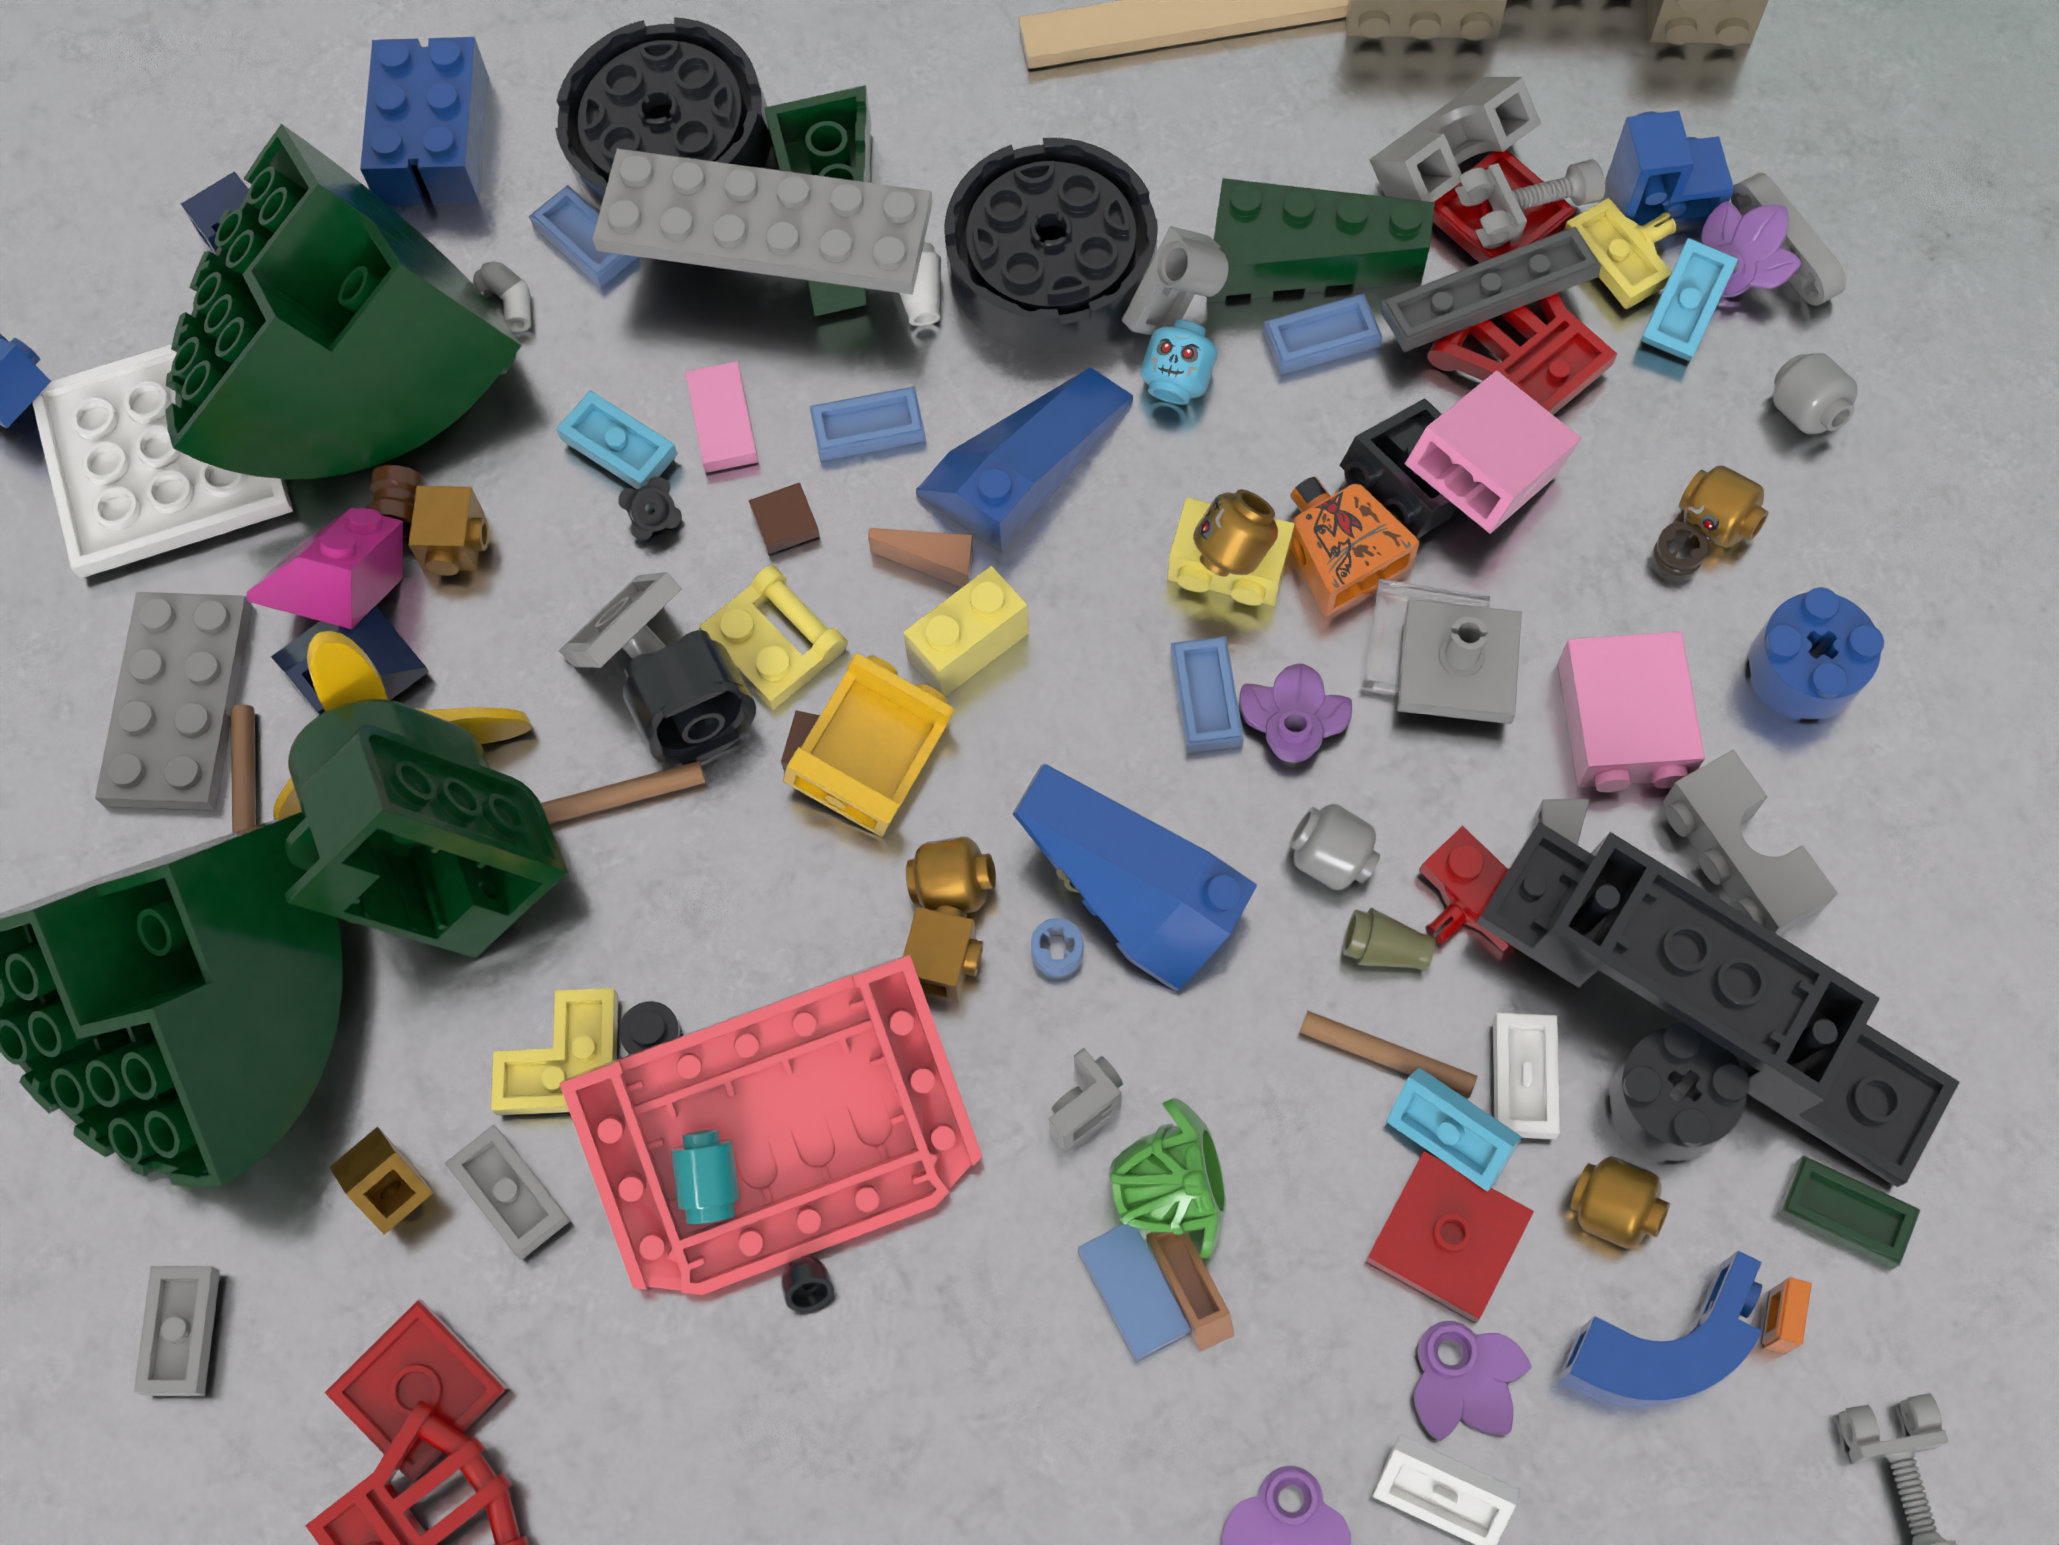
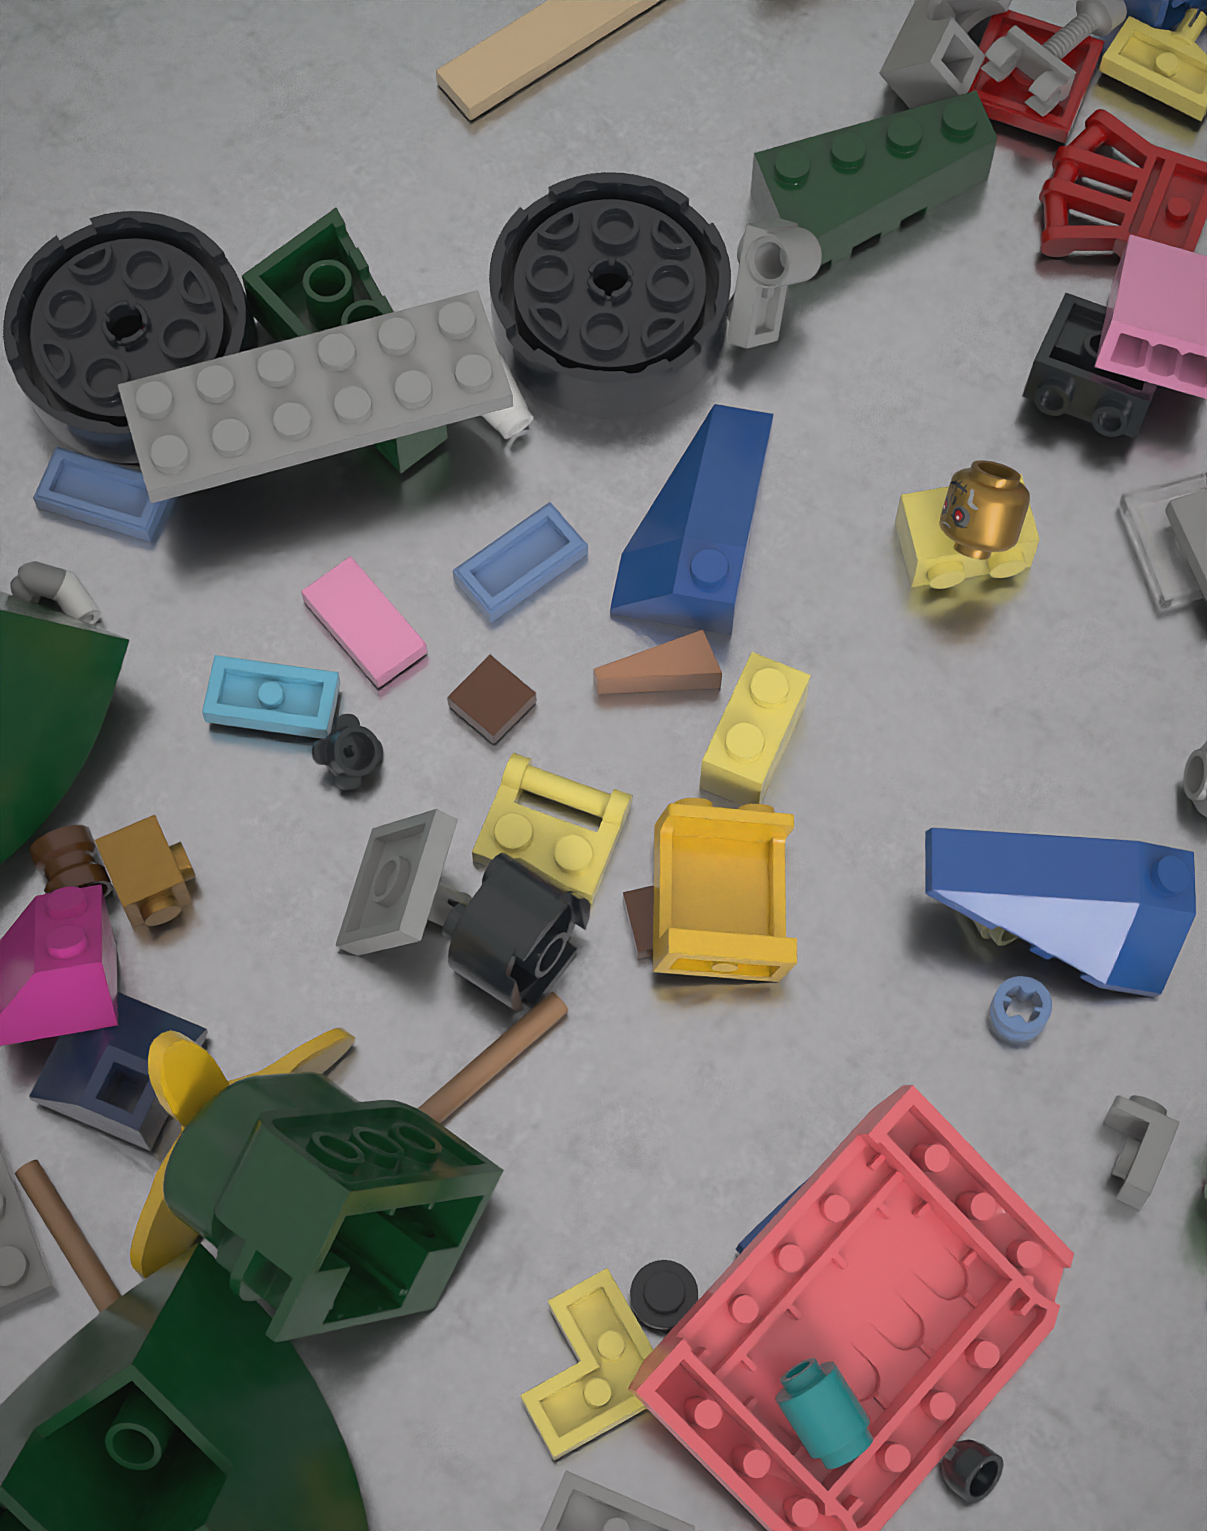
camera: 30 degrees left, 0 degrees up
(943, 950) = (918, 1057): pearl gold brick -> none
(950, 874) = (880, 988): pearl gold head -> none
(1179, 362) = (807, 360): medium azure head -> none
(1206, 694) = (1019, 685): medium blue tile -> none
(1295, 705) = (1115, 655): medium lavender plate -> none
(1322, 334) = (924, 270): medium blue tile -> none
(1347, 543) = (1074, 470): orange torso -> none
(1490, 289) = (1071, 156): dark grey tile -> none

